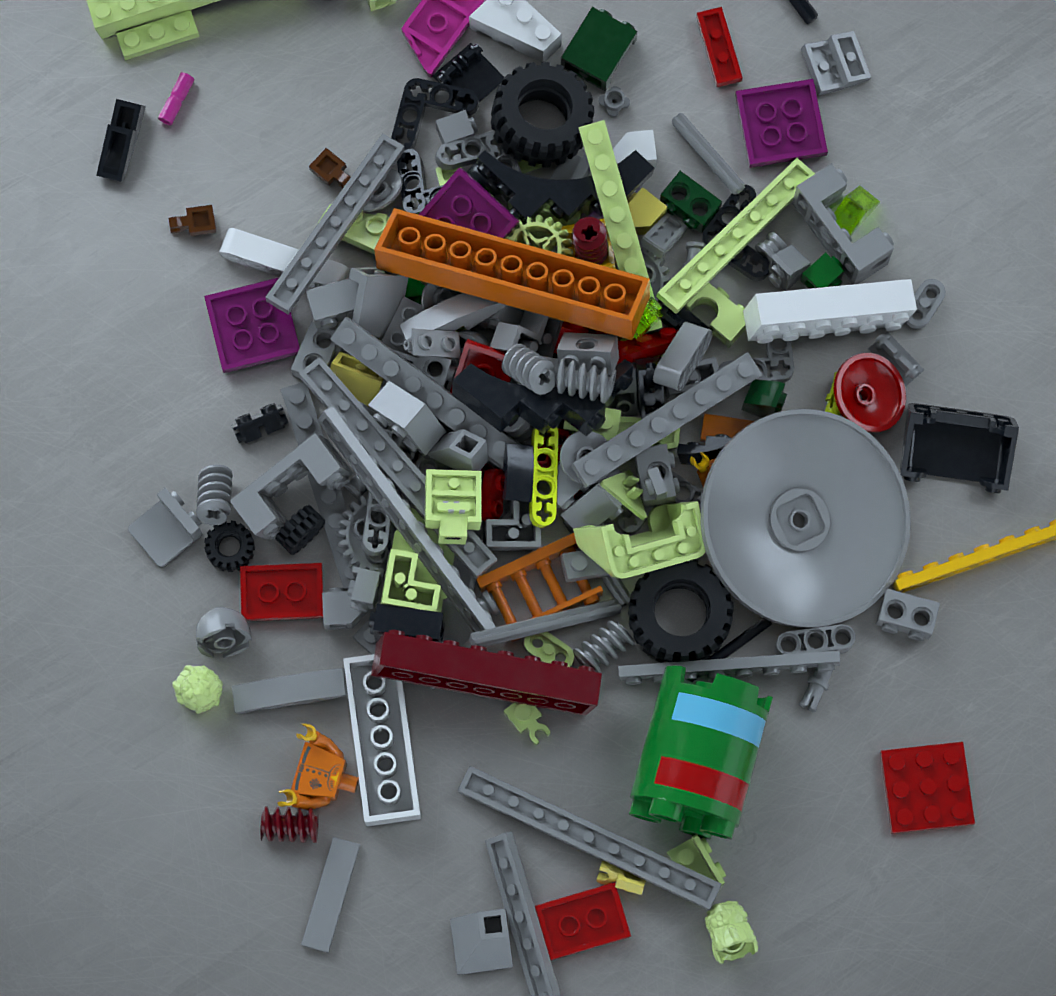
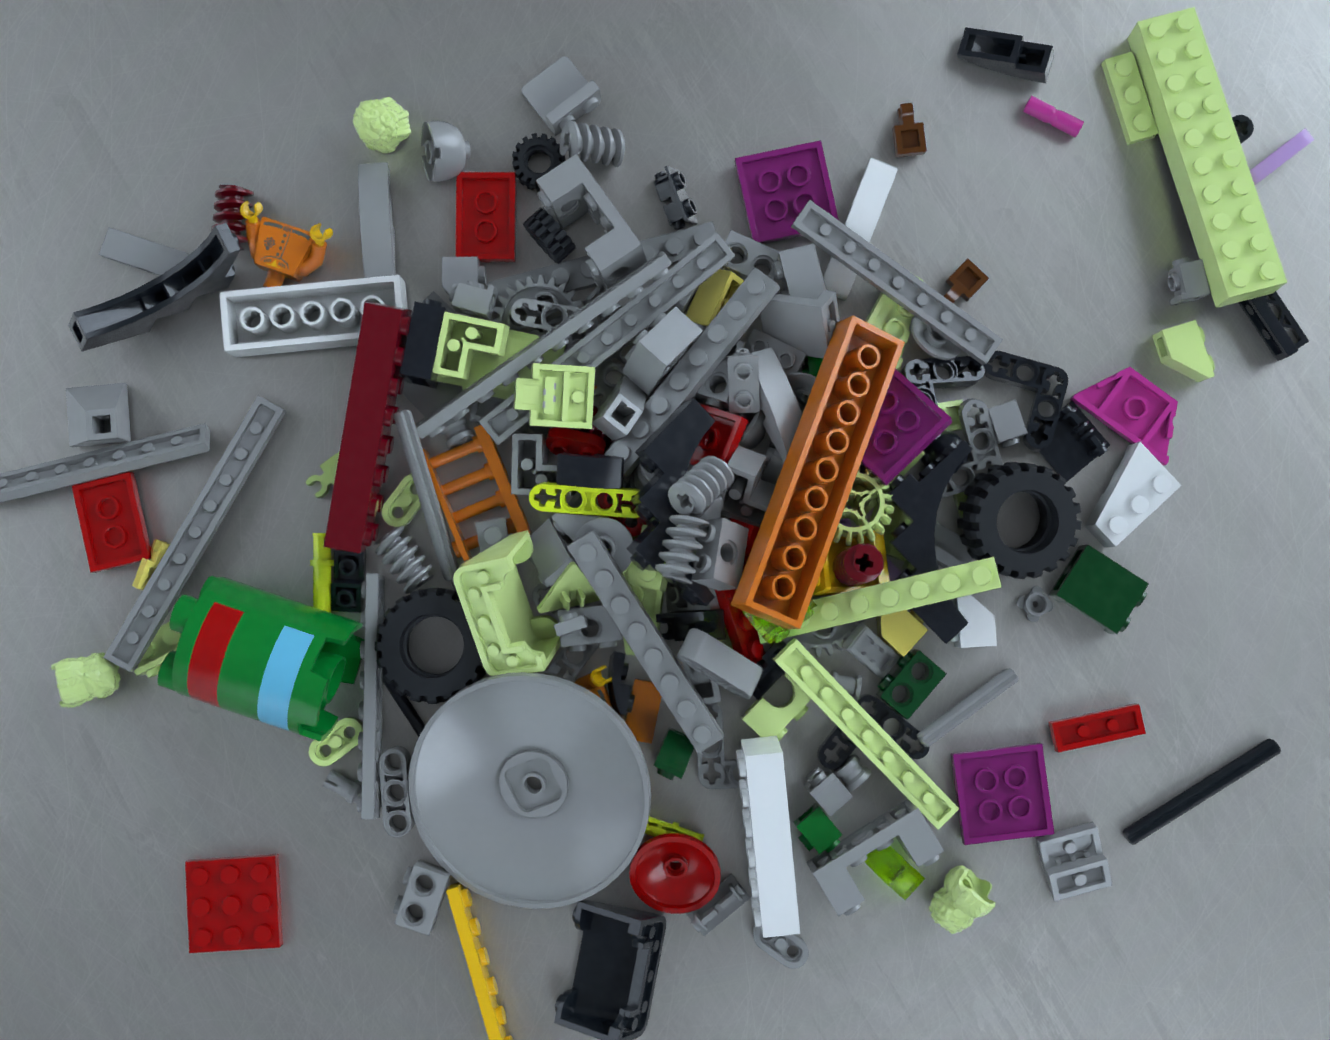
camera: 90 degrees right, 10 degrees up
(366, 874) = (134, 313): none -> black arch
(616, 723) = (321, 573): none -> neon yellow pin
(626, 700) = (347, 582): none -> black slope
(780, 699) = (338, 741): none -> yellowish green plate
(875, 153) = (960, 900): none -> yellowish green hair

